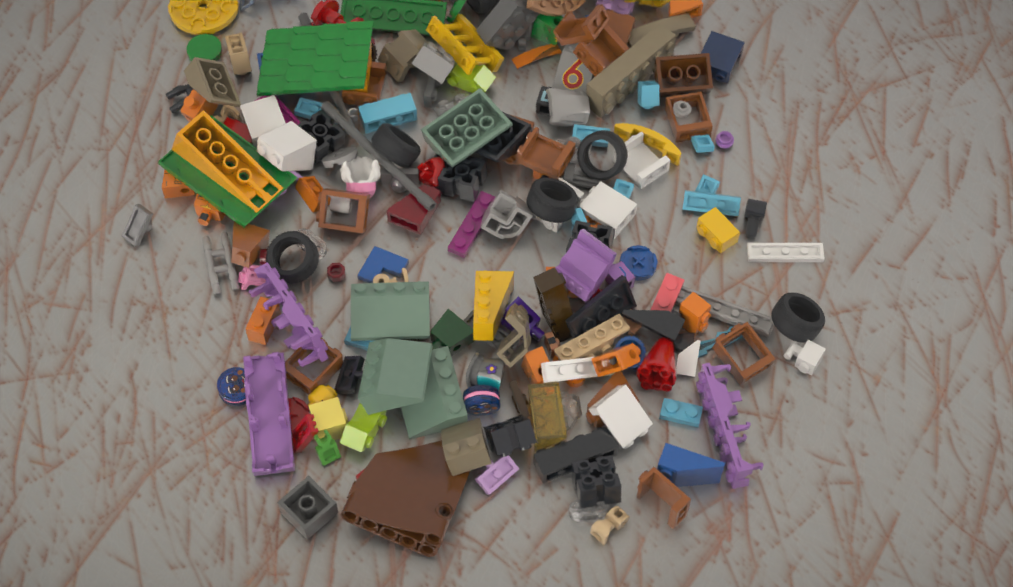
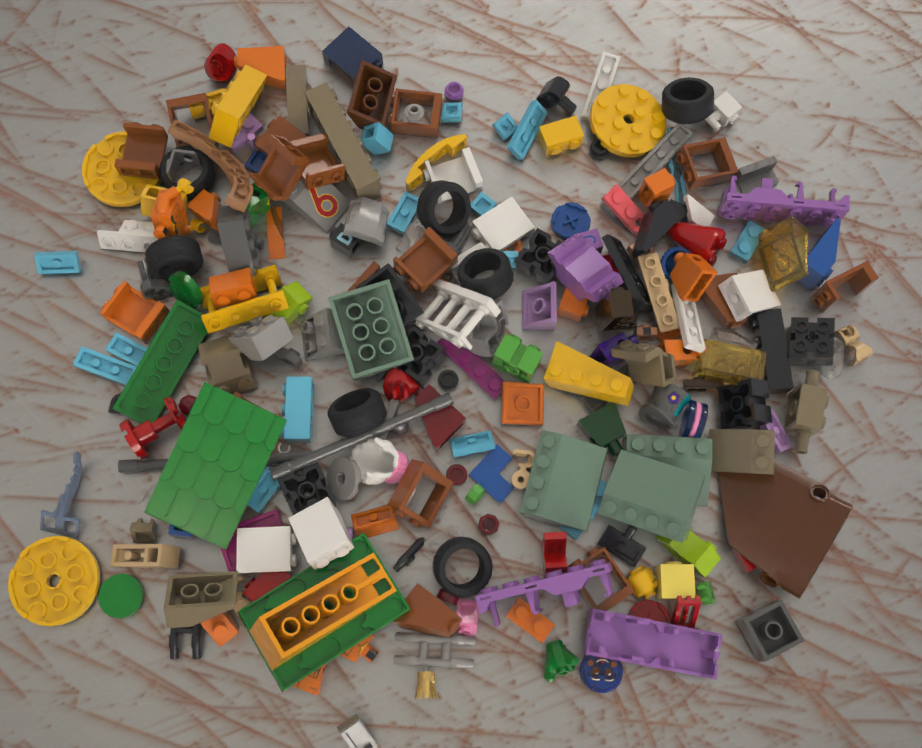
camera: 75 degrees left, 15 degrees up
(194, 262) = (426, 684): none -> pearl gold piece
(235, 349) = (558, 660): none -> green rock
(256, 45) = (143, 532): none -> dark tan tile
(291, 224) = (408, 556): none -> piece
(329, 321) = (554, 552): none -> red brick
(359, 254) = (475, 494): none -> bright green tile
(371, 238) = (457, 474): none -> dark red tile
(401, 240) = (472, 443): none -> medium azure plate
(450, 268) = (522, 403): none -> orange plate
(452, 209) = (448, 380): none -> black plate
(468, 30) = (232, 288): none -> orange brick
(486, 247) = (517, 358): none -> bright green brick
(504, 185) = (457, 296): none -> white fence
(523, 490) = (806, 411): none -> dark tan brick
(543, 257) = (539, 308): none -> lavender slope
(675, 428) = (784, 253): none -> clear yellow slope
(721, 266) = (598, 150): none -> black plate
(755, 404) = (750, 175): none -> flat silver panel
(761, 260) = (618, 136): none -> yellow plate

